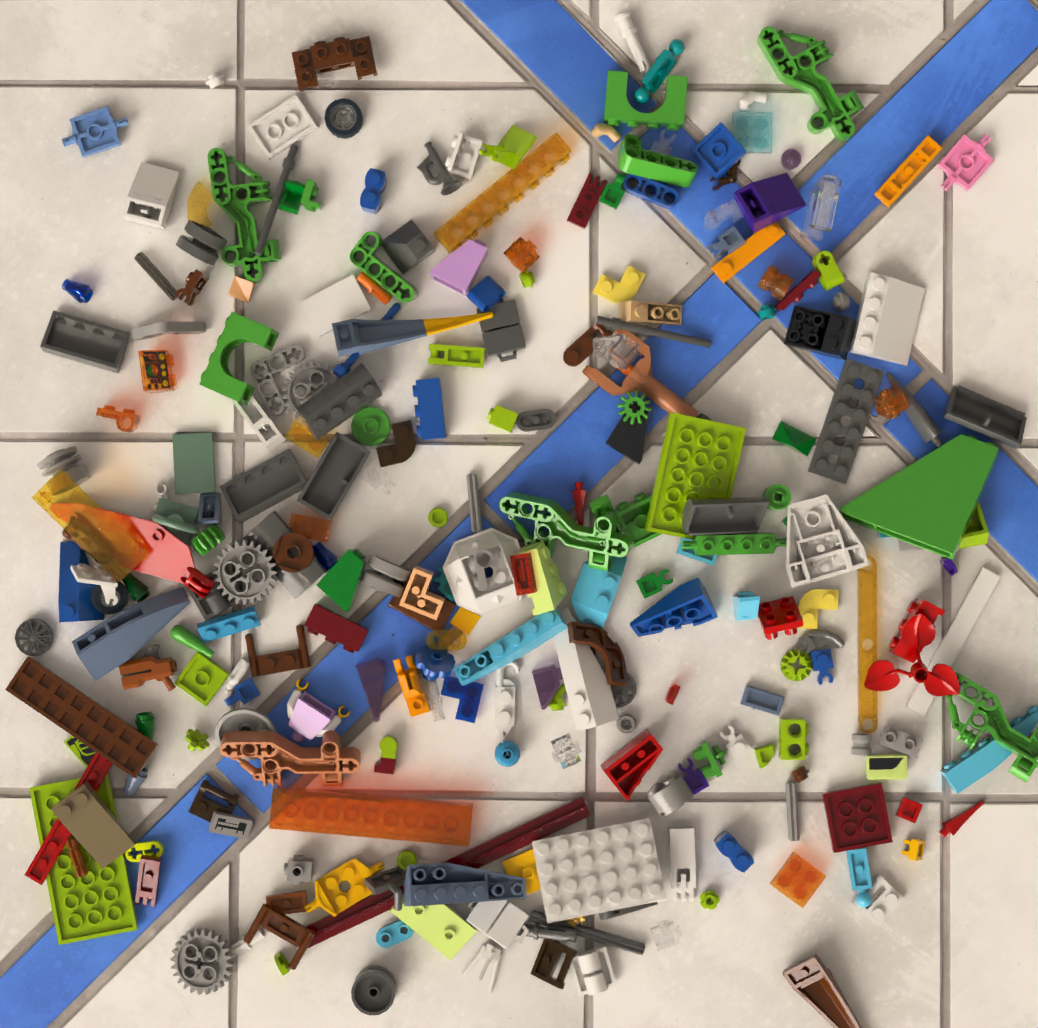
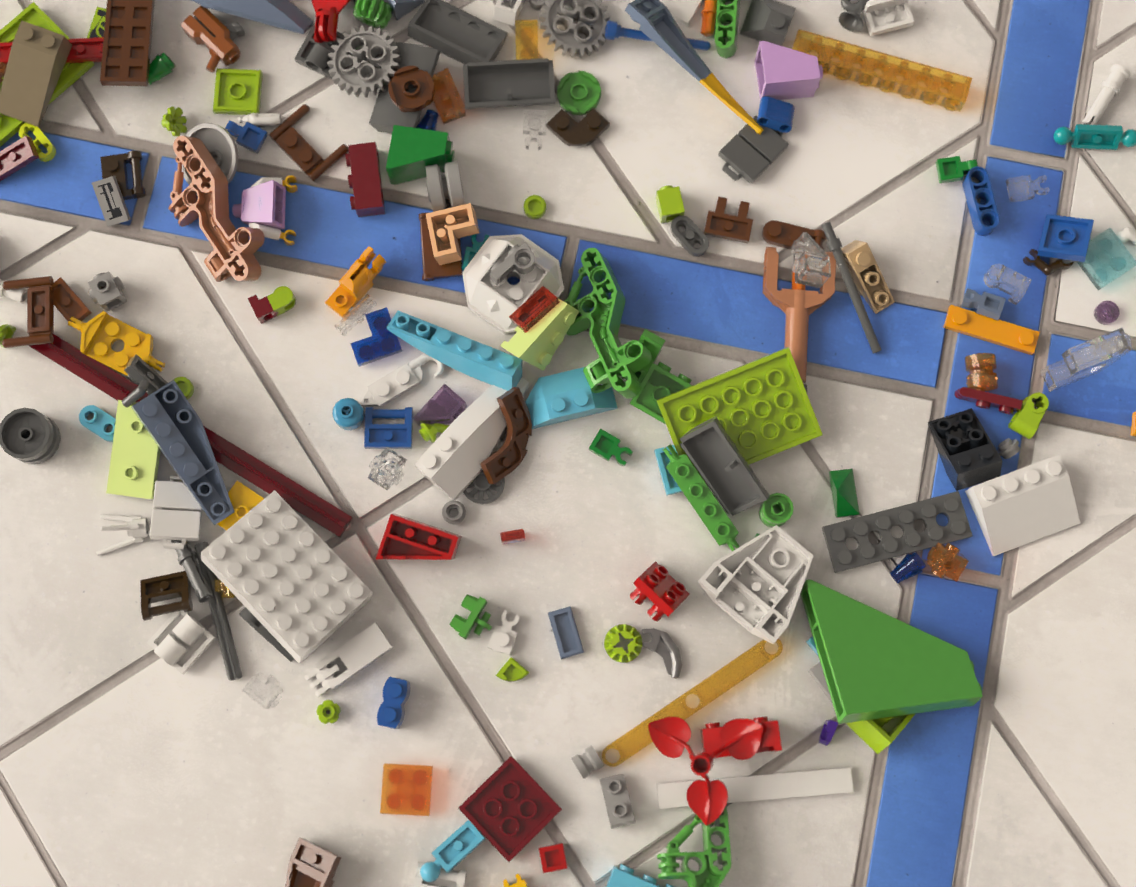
camera: 55 degrees right, 10 degrees down
(133, 784) = (97, 91): sand blue cone -> none
(188, 639) = (267, 51): bright green piece -> none
(228, 624) = (305, 81): dark azure plate -> none
(339, 401) = (581, 43): dark grey container -> none
(371, 815) = (204, 326): clear orange brick -> none
(373, 681) = (335, 246): clear purple slope -> none
(429, 409) = (632, 133): blue brick -> none
(434, 663) = (392, 287): blue plant -> none
(445, 640) = (422, 286): clear yellow plate -> none
(457, 356) = (699, 126): lime plate -> none
(465, 620) = (453, 295): yellow sticker -> none
(474, 503) = (571, 230): light grey axle -> none
(510, 148) = (922, 50): lime plate -> none
(522, 254) = (836, 121): clear orange brick -> none
(527, 279) = (816, 143): lime plate -> none
(540, 733) = (388, 435): none -> blue plate
(547, 387) = (729, 226): none -> reddish brown plate
(579, 499) = (646, 321): red piece -> none
(586, 202) = (926, 151): dark red hinge -> none
(605, 129) = (1007, 127): tan arm -> none
(619, 110) = (1061, 170): bright green arch -> none
(619, 292) = (862, 229): light yellow plate -> none
(629, 438) = (739, 329): black slope -> none
(639, 403) = (770, 304): bright green gear -> none
(654, 165) = (1009, 187): bright green beam -> none
(670, 794) = (410, 597): light grey brick -> none
(682, 606) = (604, 489): blue wedge -> none
(694, 778) = (441, 615): dark purple plate -> none
(746, 605) = (649, 548): medium azure slope -> none
(767, 312) = (946, 385): teal plate -> none
(768, 201) = (1052, 313): dark purple slope -> none
(786, 739) = (543, 682): lime brick -> none
(792, 811) = (473, 737): light grey axle -> none
(800, 774) = (516, 719): reddish brown plate -> none
(815, 600) = (697, 617): light yellow plate -> none
(822, 662) = (643, 667): blue plate -> none
(876, 432) = (908, 567): none -> clear blue cone
(886, 766) = (582, 804): yellowish green slope -> none
(918, 416) = (953, 599): dark grey piece -> none
(985, 416) = (1002, 666): dark grey container -> none

